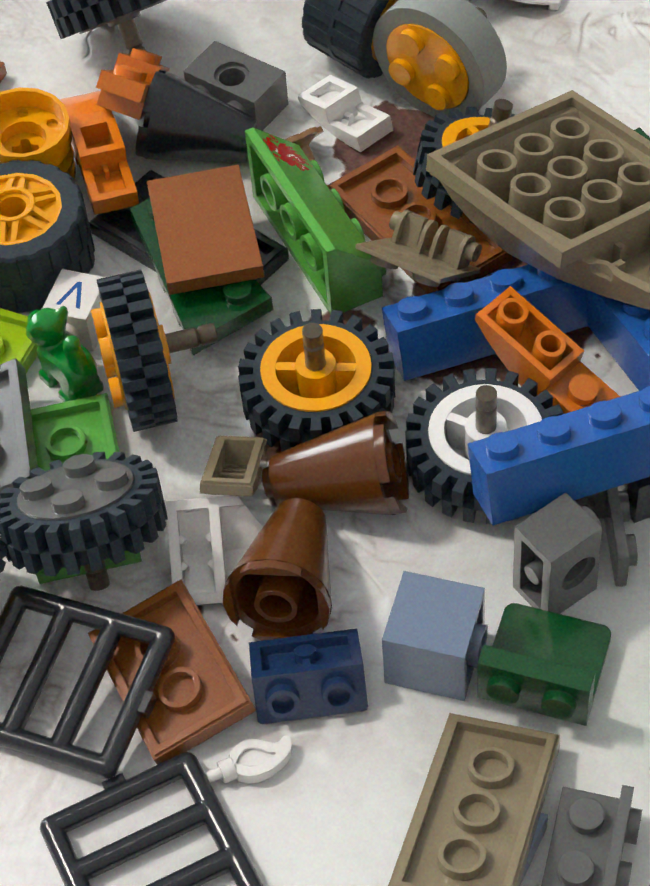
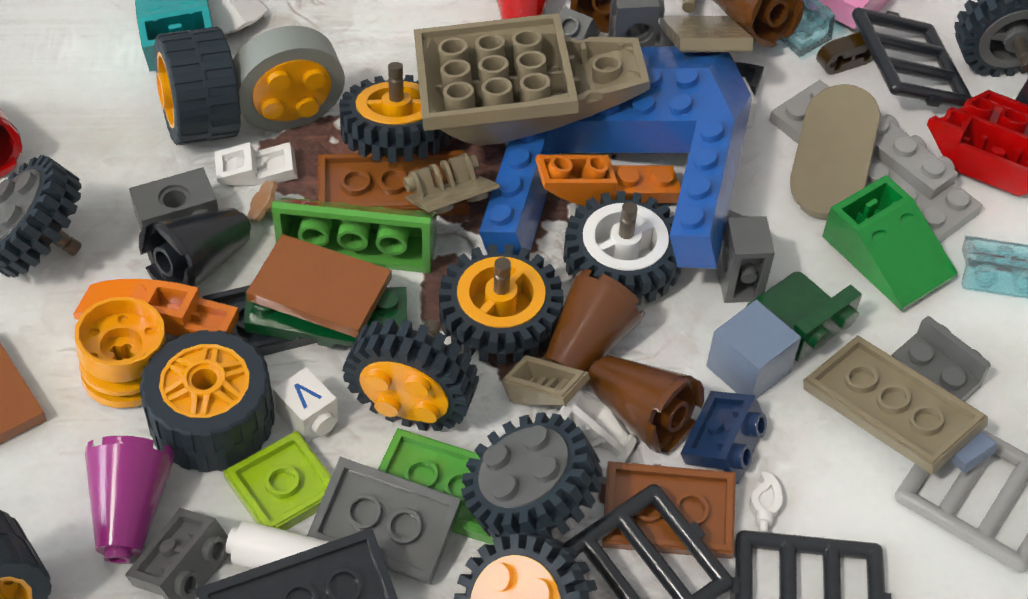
camera: 65 degrees left, 0 degrees up
(62, 355) = (352, 432): green animal -> none
(128, 83) = (128, 253): orange slope -> none

